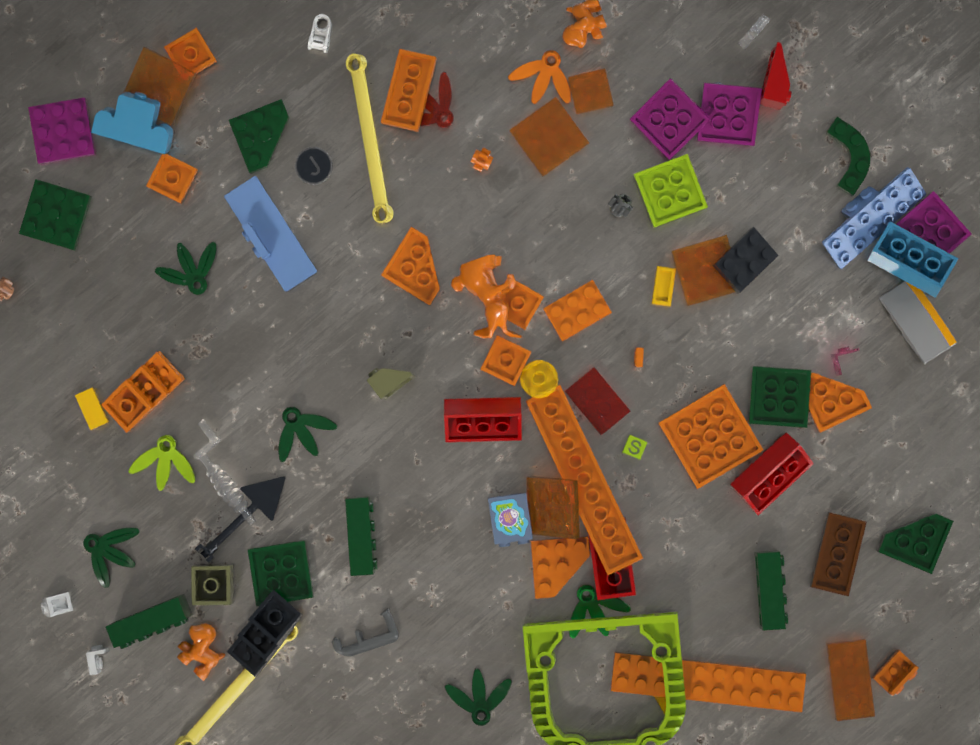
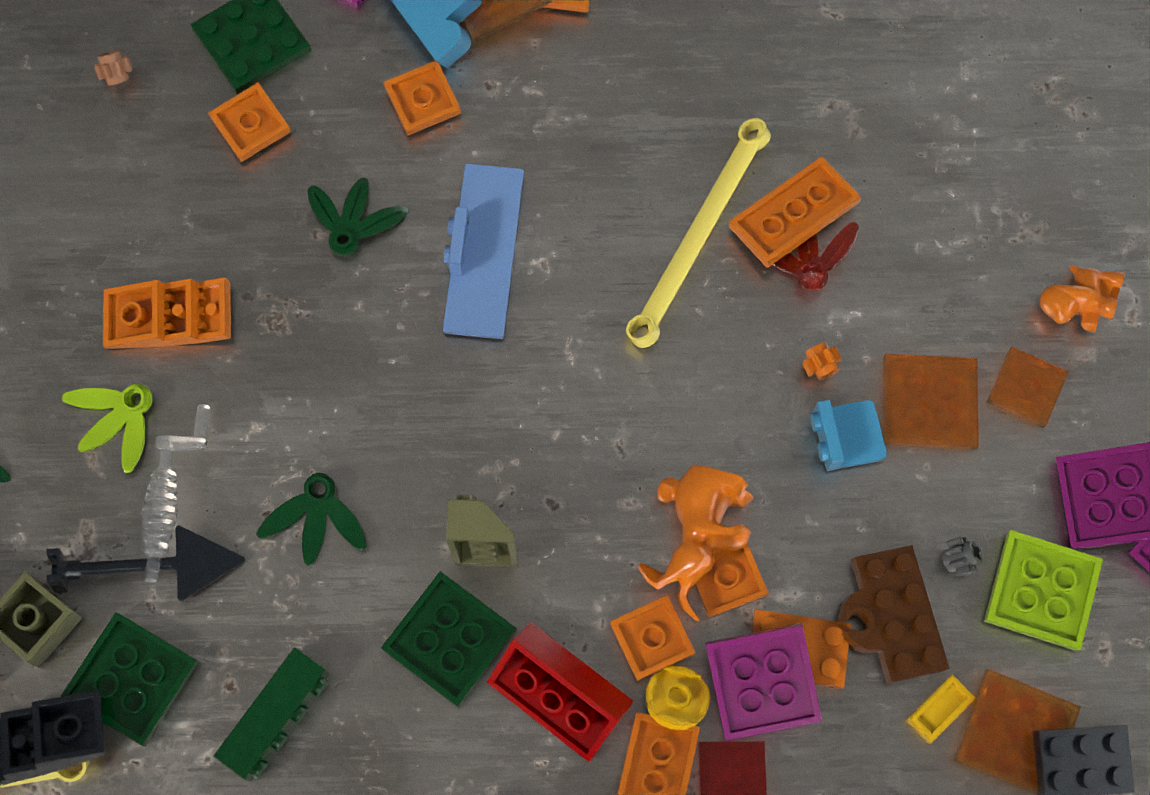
camera: 35 degrees right, 15 degrees down
(91, 408) = (89, 286): yellow tile -> none
(96, 261) = (249, 122): none -> orange plate
(259, 133) = (569, 127): dark green plate -> none
(313, 166) = (603, 212): black tile -> none
(320, 35) = (734, 73): white piece -> none
(412, 436) = (449, 639): none -> dark green plate
(414, 267) = (628, 427): orange plate -> none
(522, 186) = (848, 434): none -> dark azure bracket
(546, 71) = (973, 329): orange plant -> none
(573, 340) = (763, 681): none -> magenta plate
(609, 259) = (894, 615): none -> reddish brown plate
(638, 357) = (835, 777): orange tile -> none

